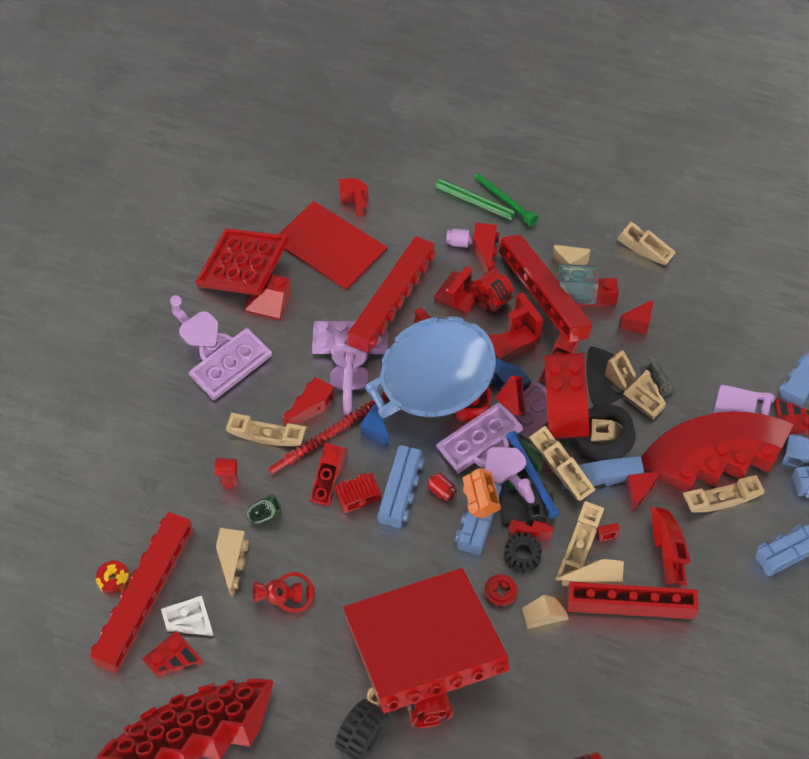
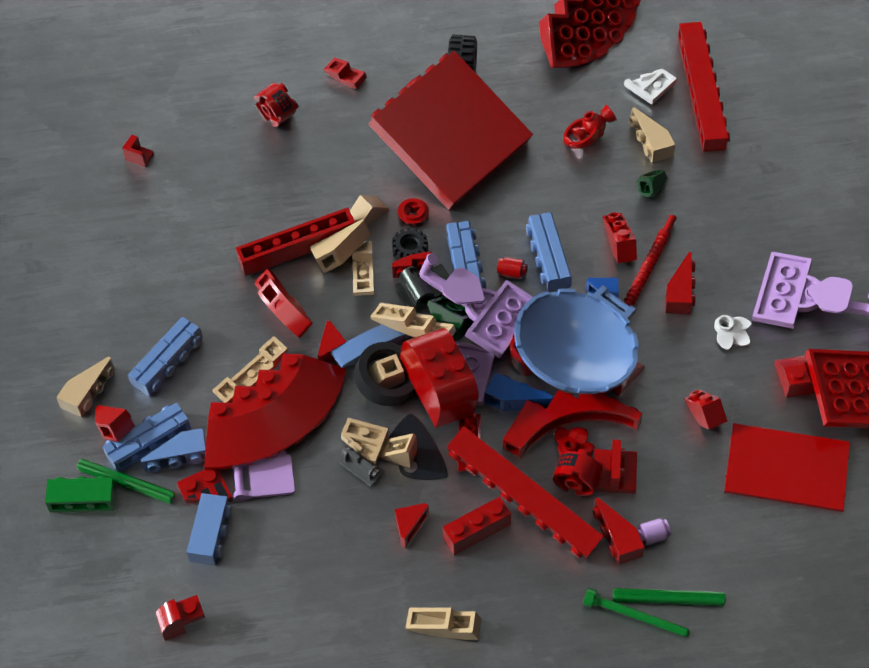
camera: 155 degrees right, 0 degrees up
(115, 585) = (737, 95): piece -> none
(171, 655) = (643, 59): red wing -> none
(227, 471) = (704, 186): red piece -> none
(264, 432) = (703, 248): tan slope -> none
(294, 351) = (733, 333): none -> white plate
(349, 375) = (682, 367): lavender plate -> none
(353, 191) = (804, 536): red brick -> none
(358, 492) = (582, 230): red brick -> none
(360, 298) = (706, 409): none -> red slope
(391, 295) = (678, 424): red brick -> none
(476, 318) = (573, 439): none -> red plate
(481, 493) = (468, 252): orange brick -> none
(513, 396) = (489, 359): red slope -> none
(525, 315) = (525, 454): red bracket -> none
(553, 511) = (467, 315): blue bar -> none
(570, 255) = (519, 562): tan slope -> none
(579, 282) = (489, 501): clear light blue slope -> none
(607, 532) = (343, 293): red tile -> none

